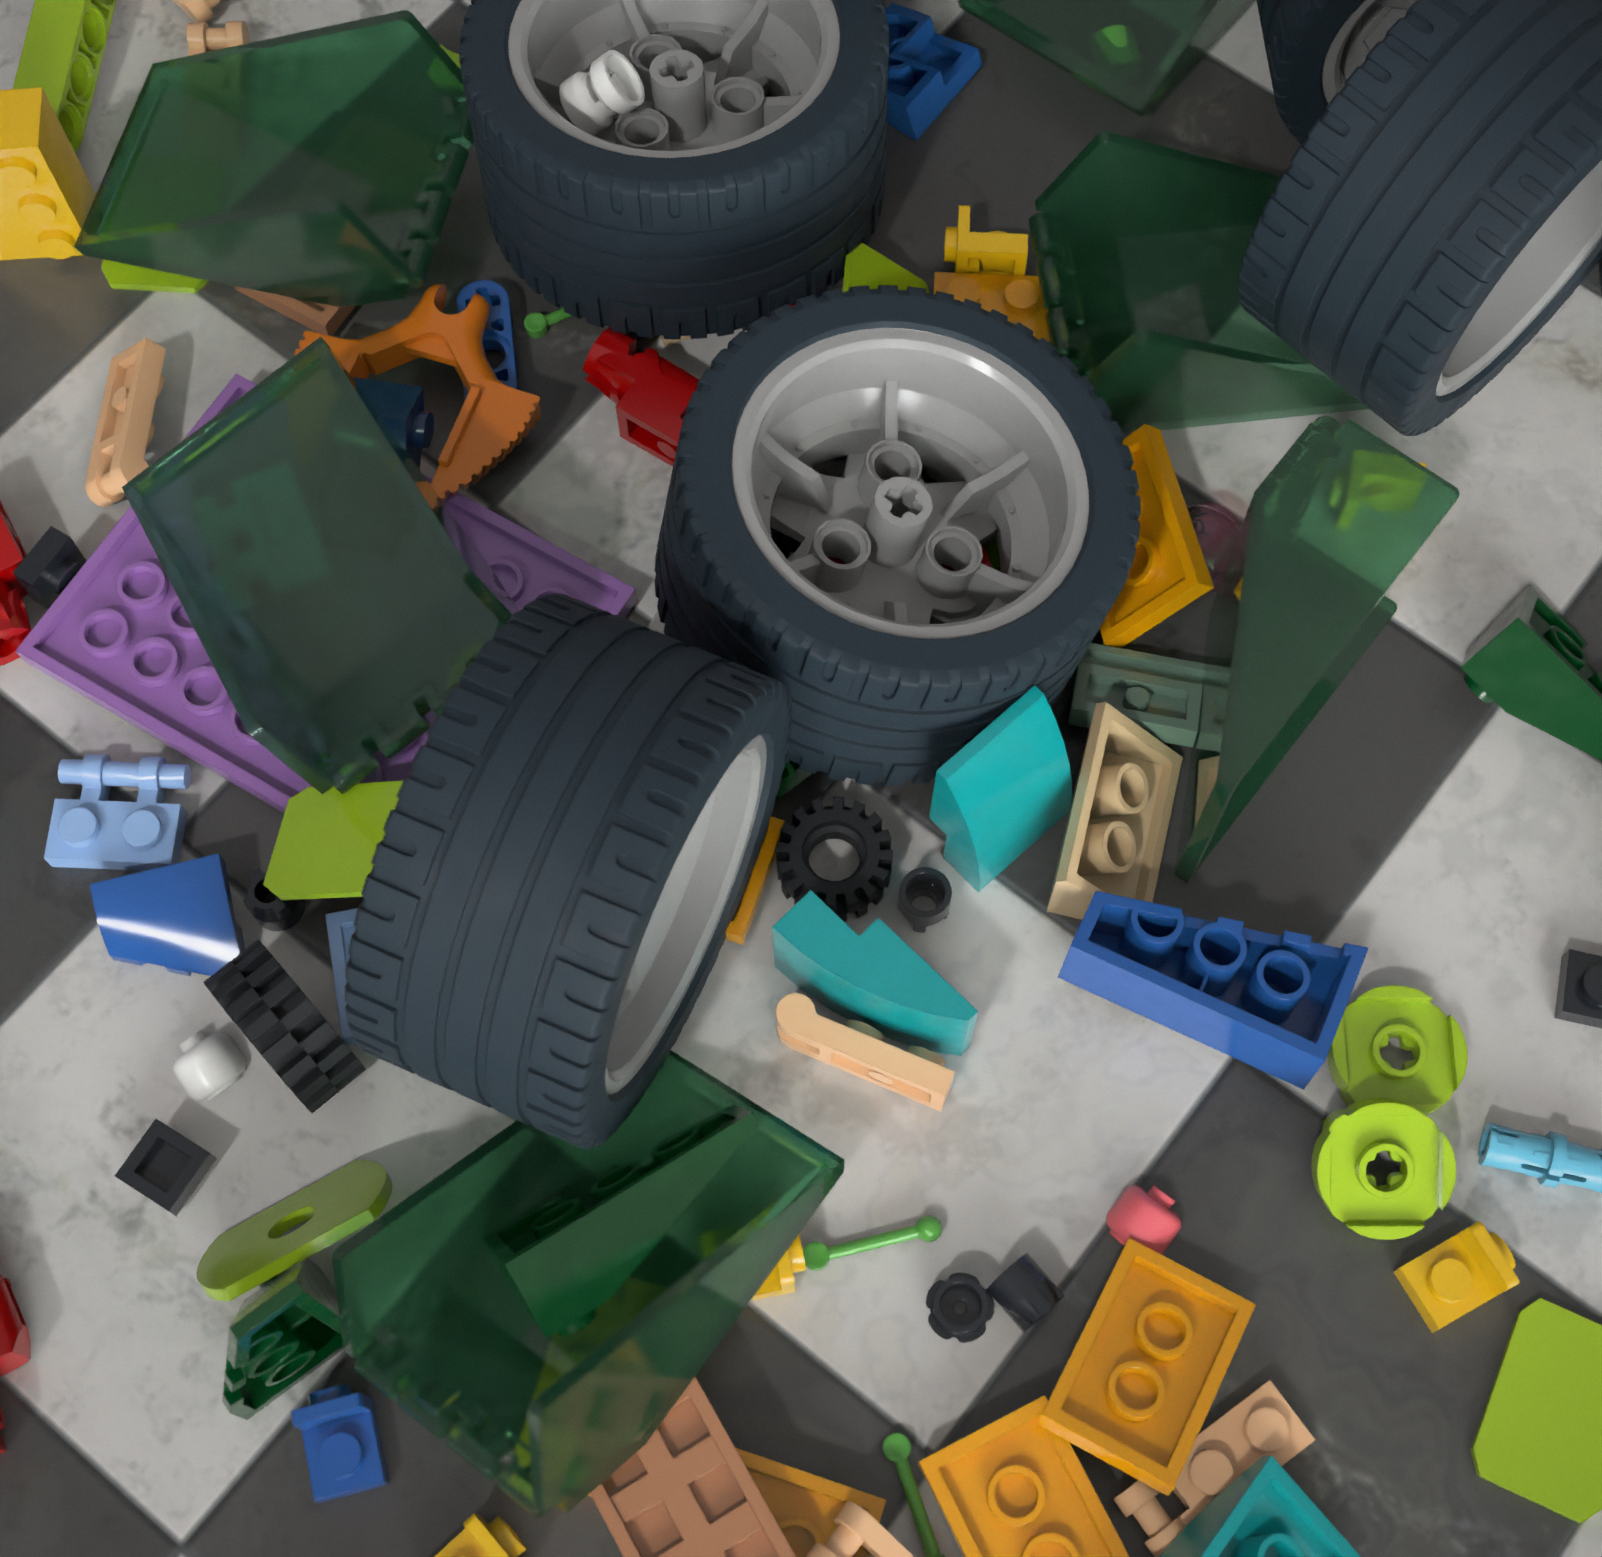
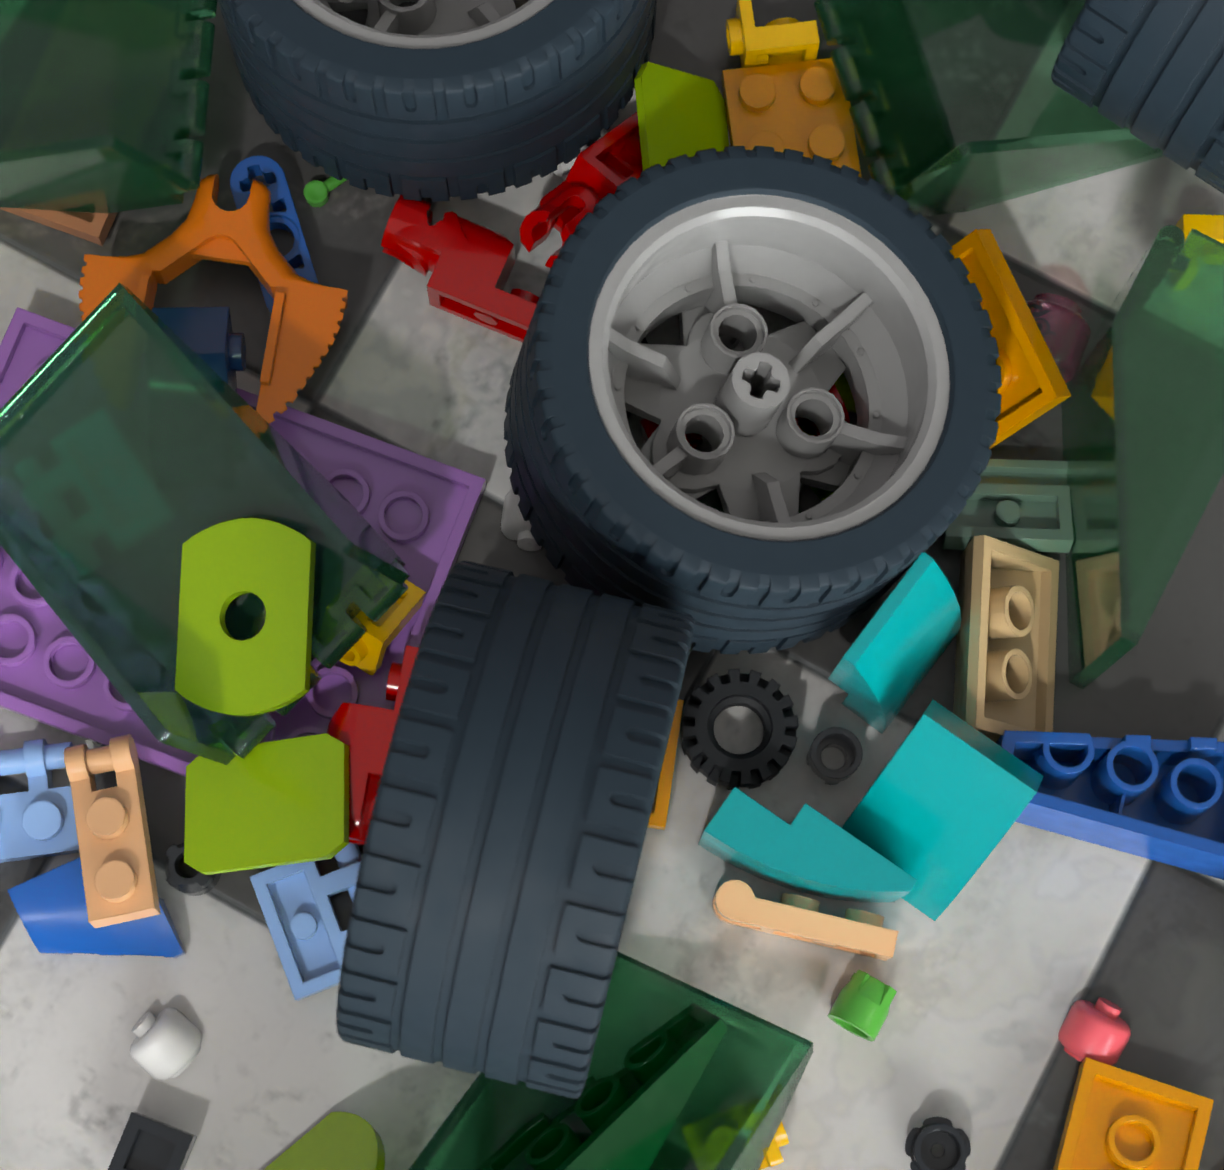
camera: 15 degrees left, 10 degrees up
(201, 846) = (112, 833): none -> light nougat plate
(284, 1026) = (242, 1005): black tyre -> none
(386, 707) = (274, 664): none -> lime piece
(818, 1255) = (893, 1079): bright green hinge -> none
(908, 1147) = (862, 1005): none -> bright green hose
(1019, 953) = (942, 806): none -> teal slope
(1025, 1292) = (997, 1126): black hose -> none

